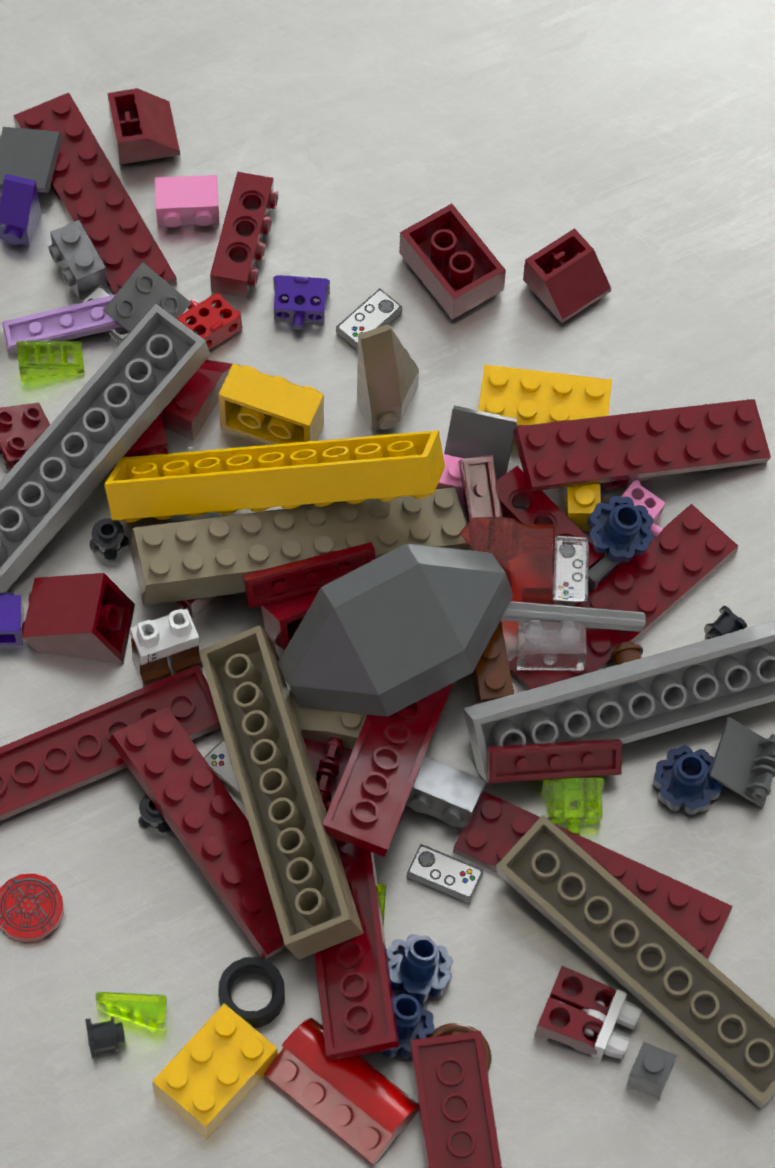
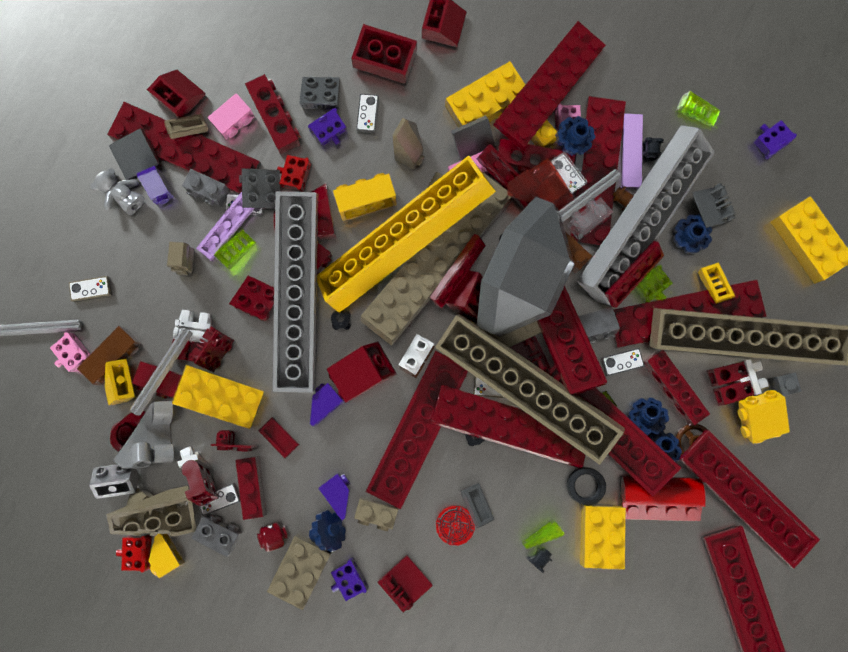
camera: 40 degrees left, 20 degrees up
(80, 903) = (477, 505): none -> dark grey tile
(119, 171) = (186, 126): none -> dark tan tile
(326, 251) = (319, 91): none -> dark grey hinge
(488, 956) = (676, 388): none -> dark red brick
(579, 1083) = (763, 416): none -> yellow brick
(673, 843) = (719, 274): none -> yellow slope
(697, 610) = (632, 151): none -> lavender tile

